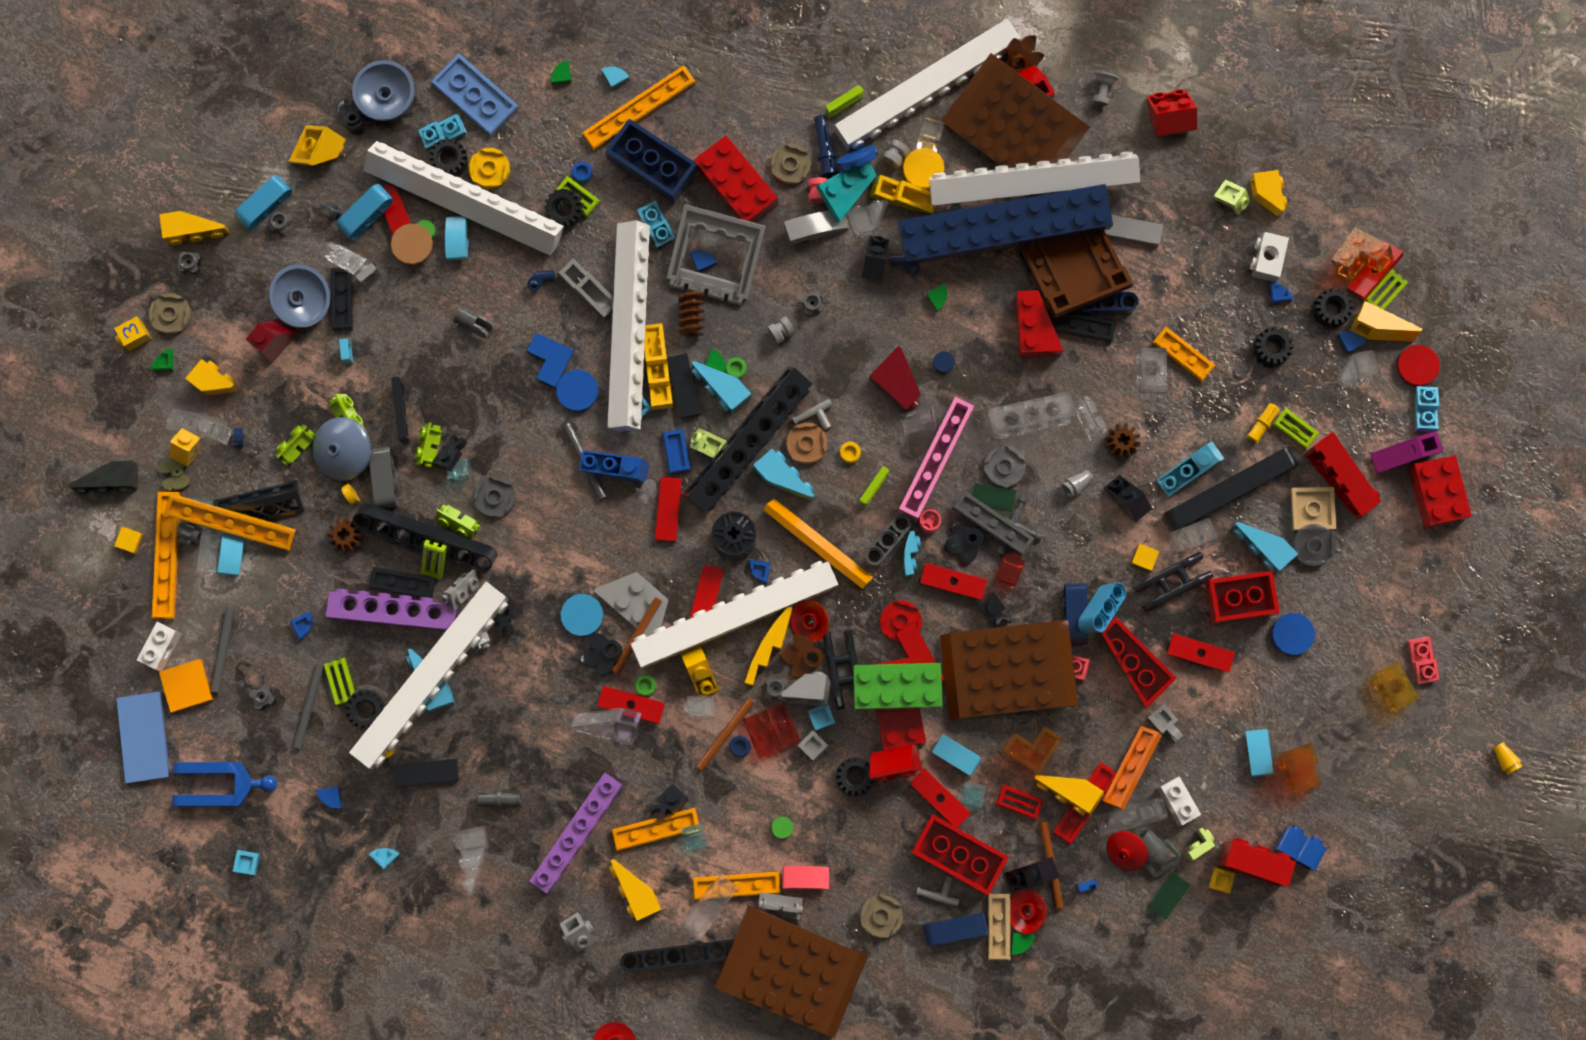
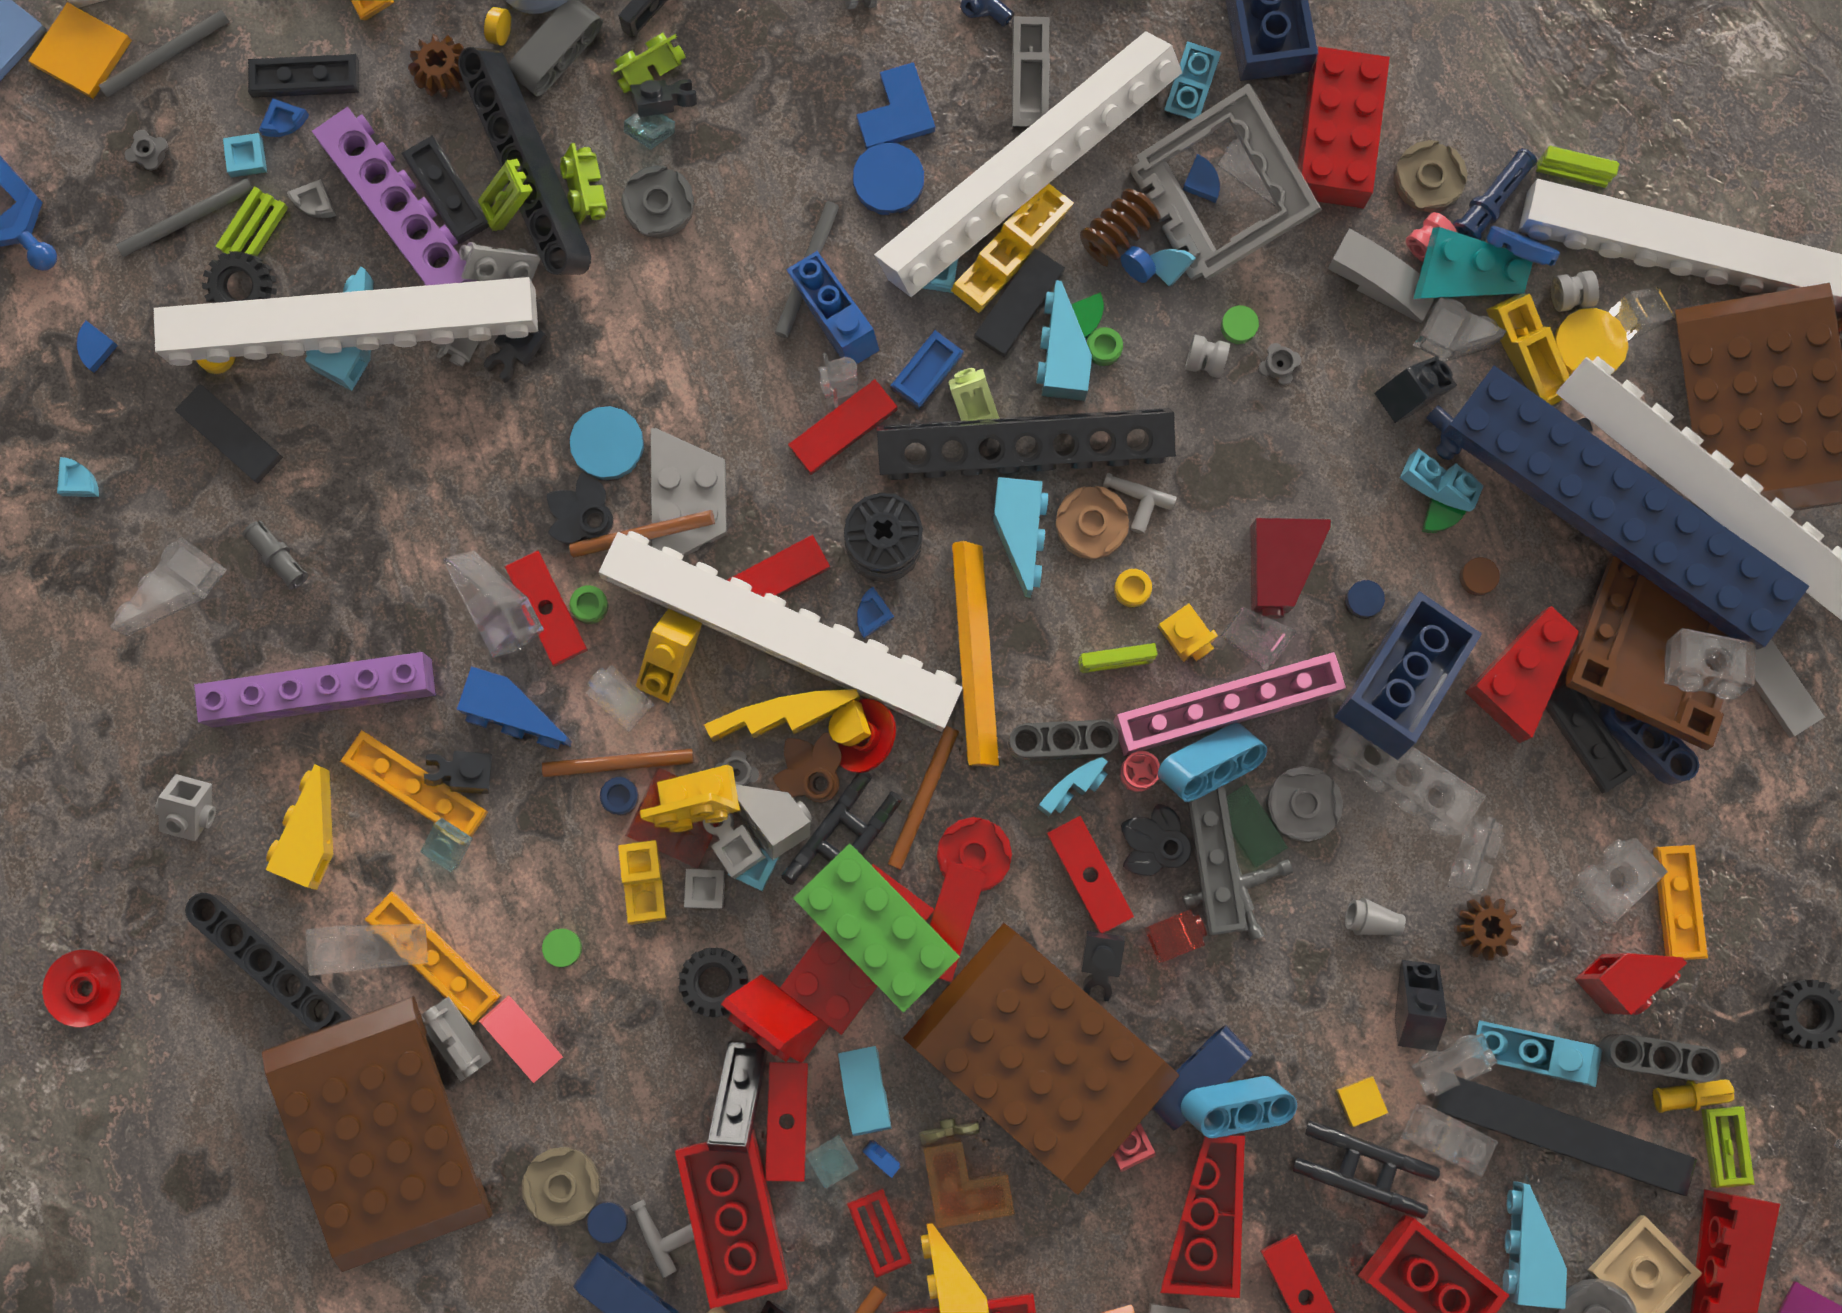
camera: 45 degrees right, 0 degrees up
(291, 598) = (303, 75): none -> black tile
(304, 656) = (244, 155): none -> medium azure tile
(353, 644) = (313, 200): none -> light grey tile
(657, 758) = (499, 701): none -> blue slope
(714, 321) = (1138, 264): none -> blue tile
(726, 308) = (1171, 264): none -> medium azure tile
(772, 713) = (694, 798): none -> yellow bracket
(779, 303) = (1239, 324): none -> bright green tile
(786, 769) = (642, 882): none -> yellow slope
(799, 622) = (849, 724): none -> yellow tile
(808, 716) = (735, 848): none -> light grey plate
(857, 620) = (923, 797): none -> dark orange bar
(890, 448) = (1188, 634): none -> yellow bracket
(912, 808) = (737, 1098): none -> tile
(913, 910) = (607, 1222): none -> dark blue tile
(929, 283) = (1449, 487): none -> medium azure slope
(953, 488) = (1212, 762): none -> dark azure beam
(977, 306) = (1479, 576): none -> reddish brown tile
(989, 773) = (881, 1158): none -> blue tile
(992, 376) = (1408, 676): none -> dark blue brick
(1003, 734) = (949, 1129): none -> olive piece
(1105, 242) = (1729, 657): none -> clear brick
(1165, 497) = (1469, 1054): none -> clear hinge
(1193, 406) = (1628, 980): none -> red slope
(1242, 415) = (1677, 1057): none -> dark grey beam

